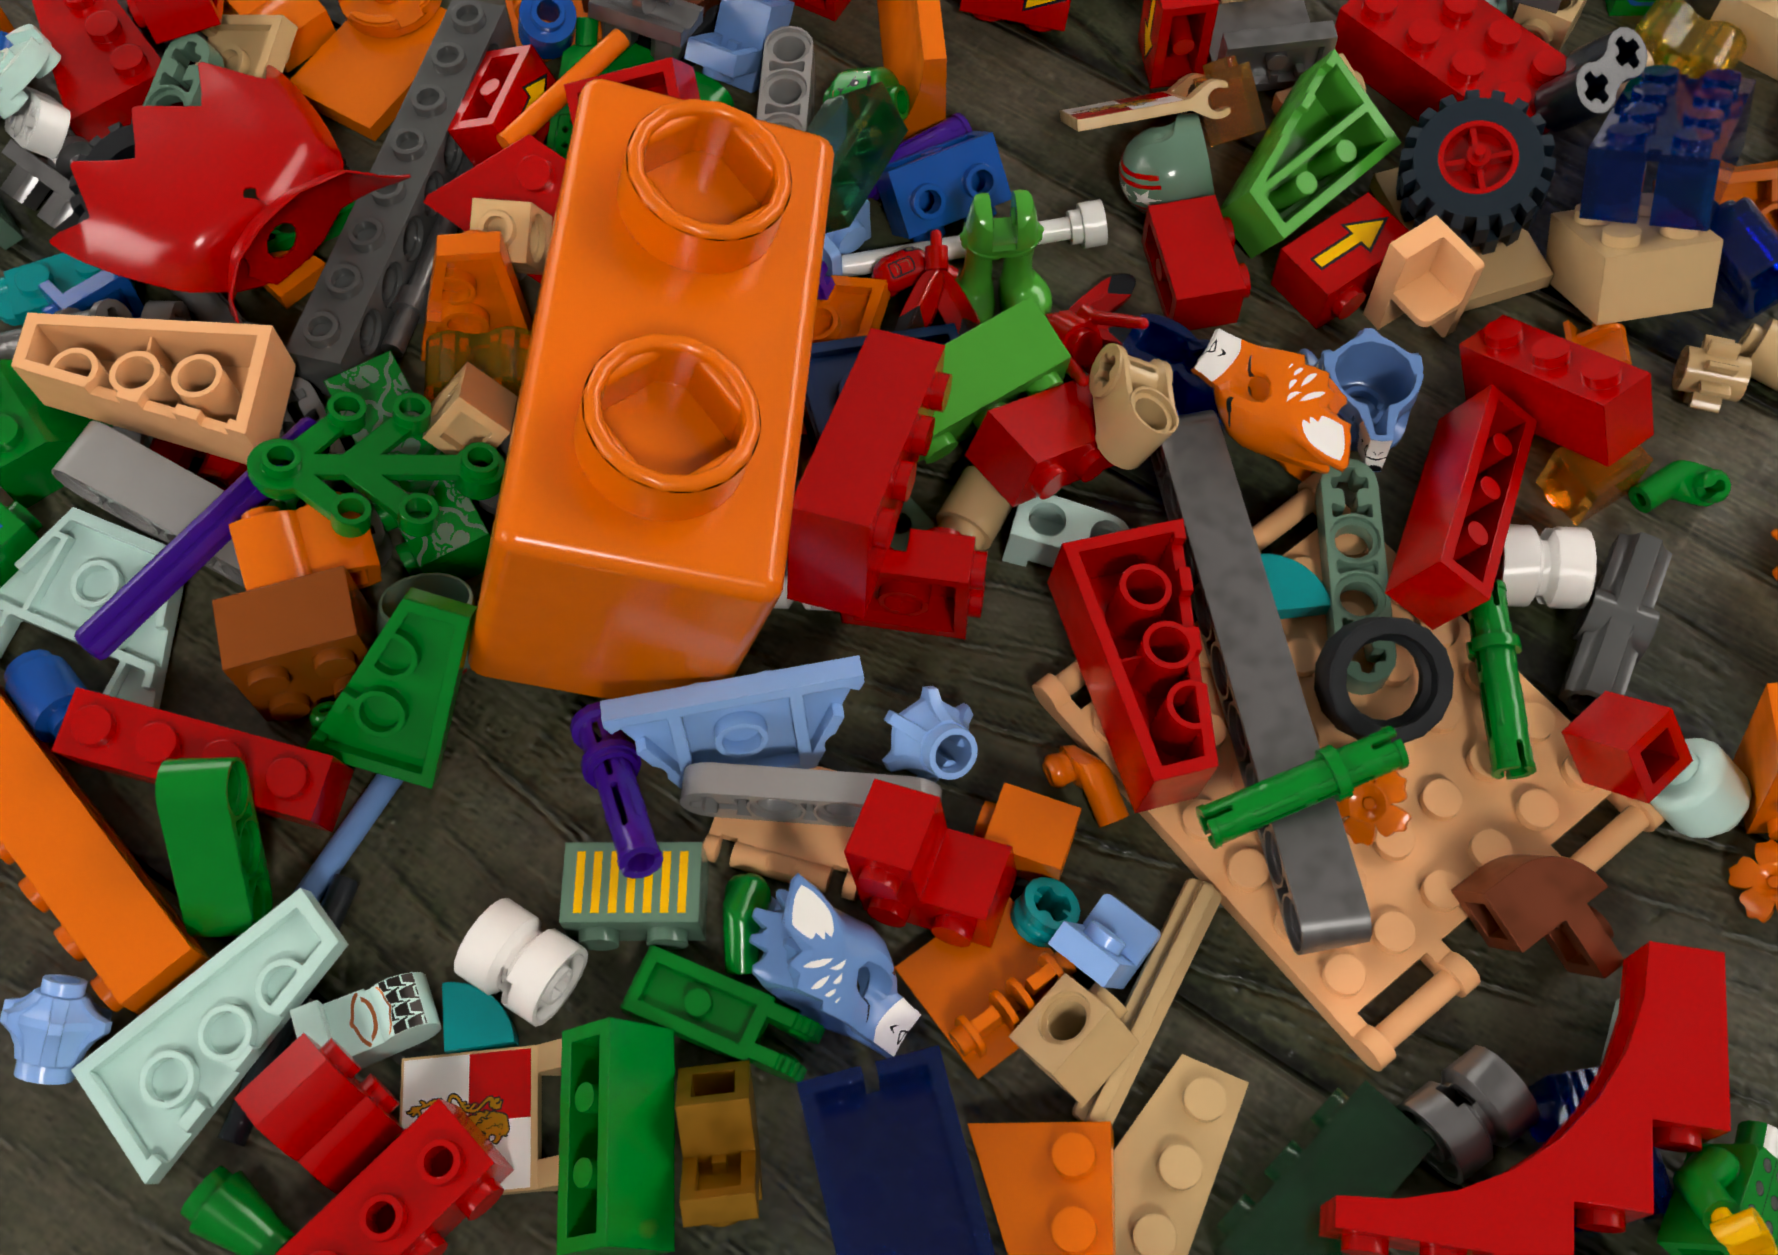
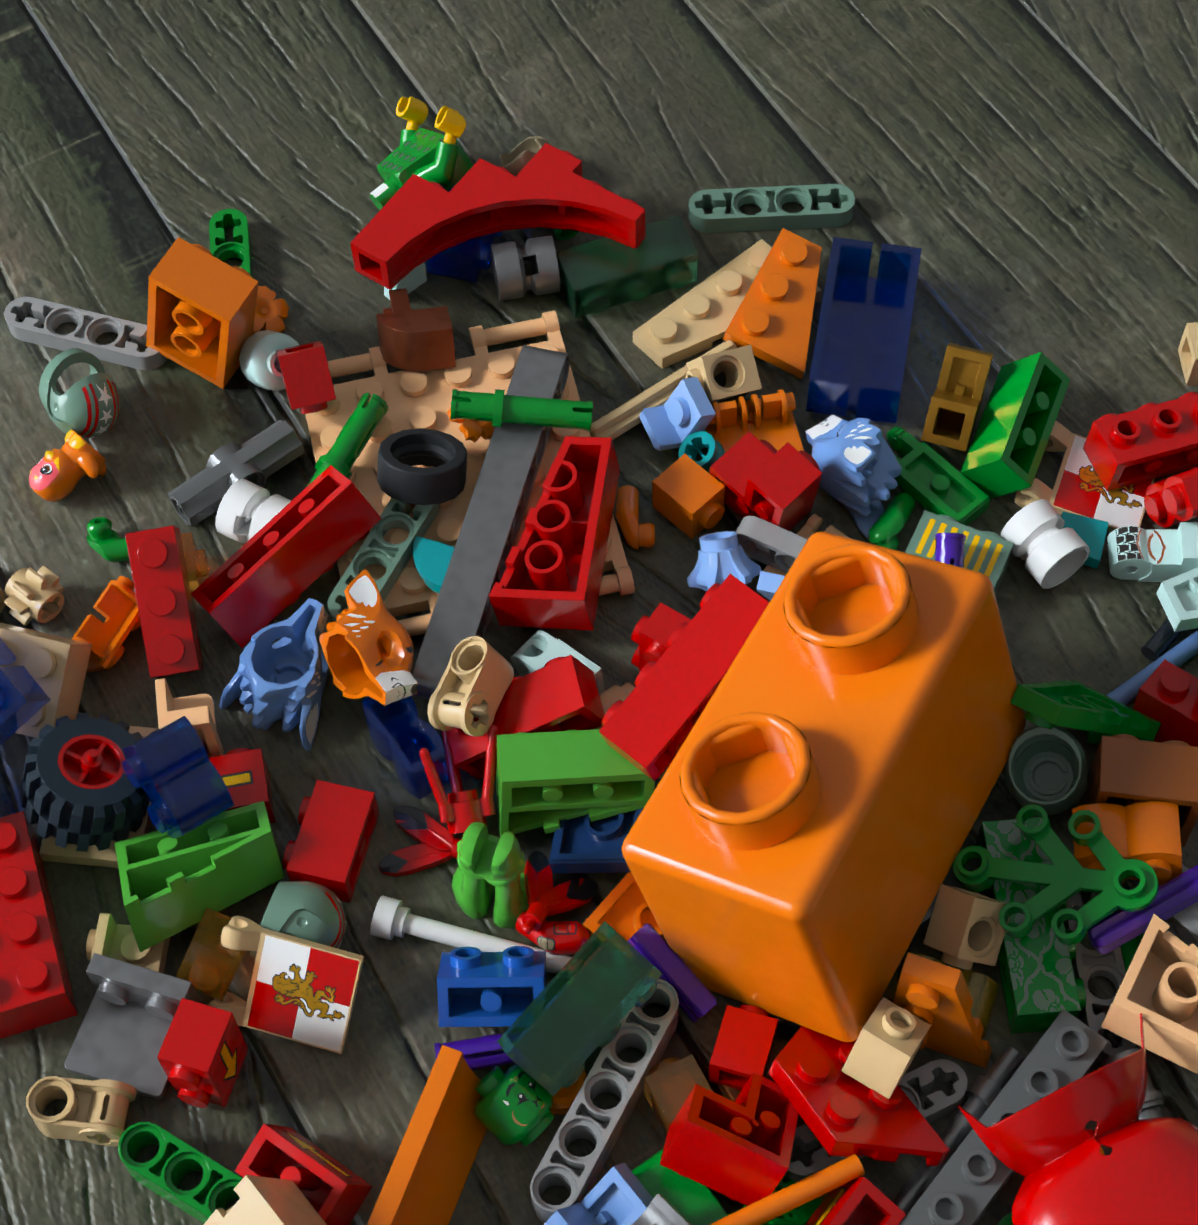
camera: 155 degrees left, 5 degrees down
(1379, 176) = (177, 778): none -> clear blue brick

